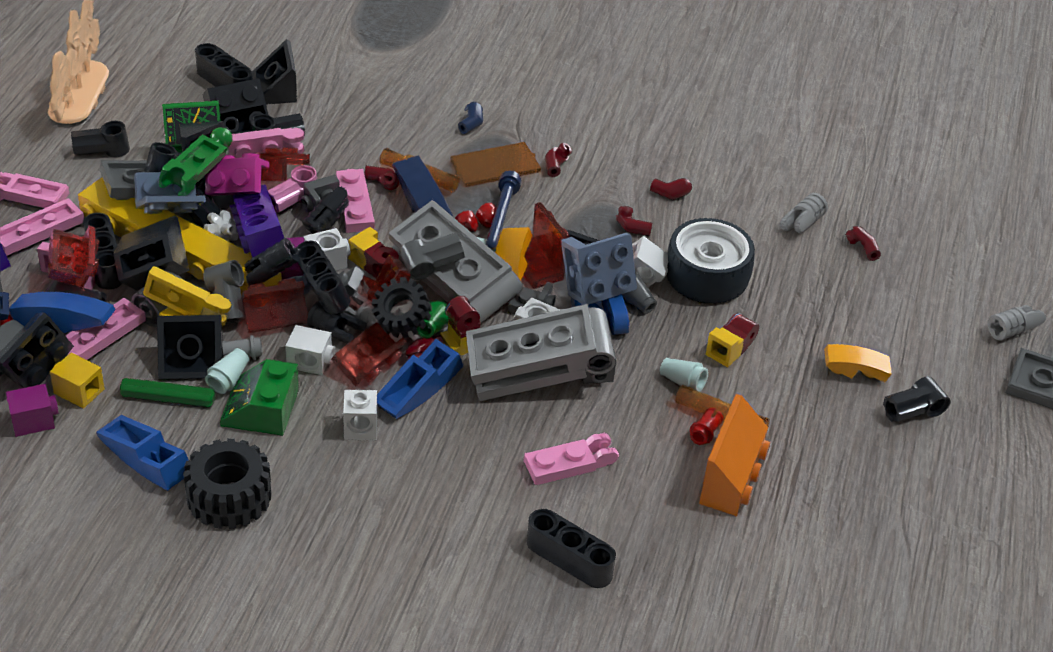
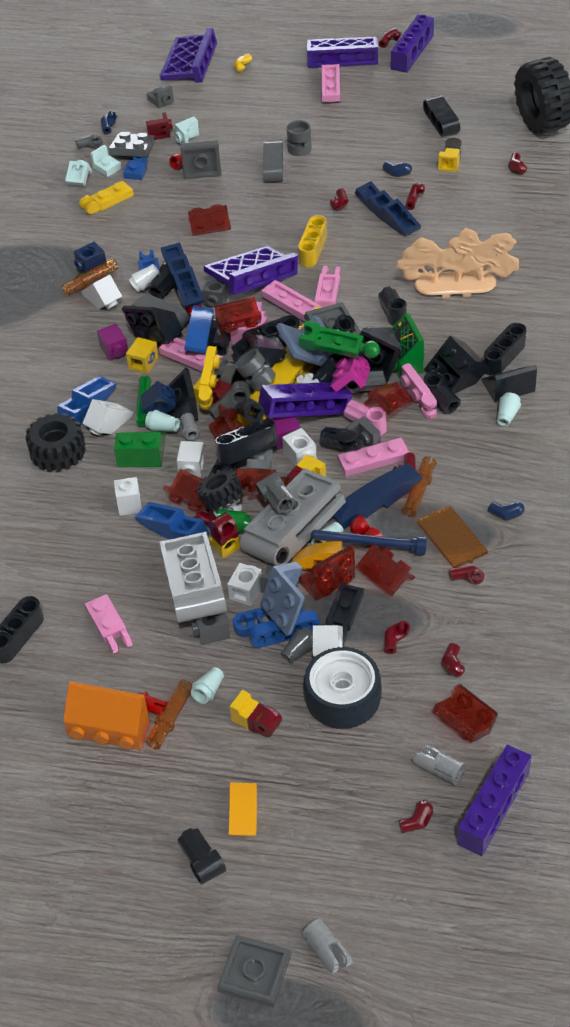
camera: 90 degrees right, 5 degrees up
(189, 363) = (159, 398): none -> dark blue brick
(193, 426) = (106, 417): none -> white slope
(196, 247) = (253, 368): none -> dark grey wheel
(320, 87) = (508, 407): none -> light aqua cone
(523, 211) = (383, 570): none -> clear red bracket
(746, 185) = (466, 714): none -> clear red bracket
(851, 184) = (494, 800): none -> dark purple brick

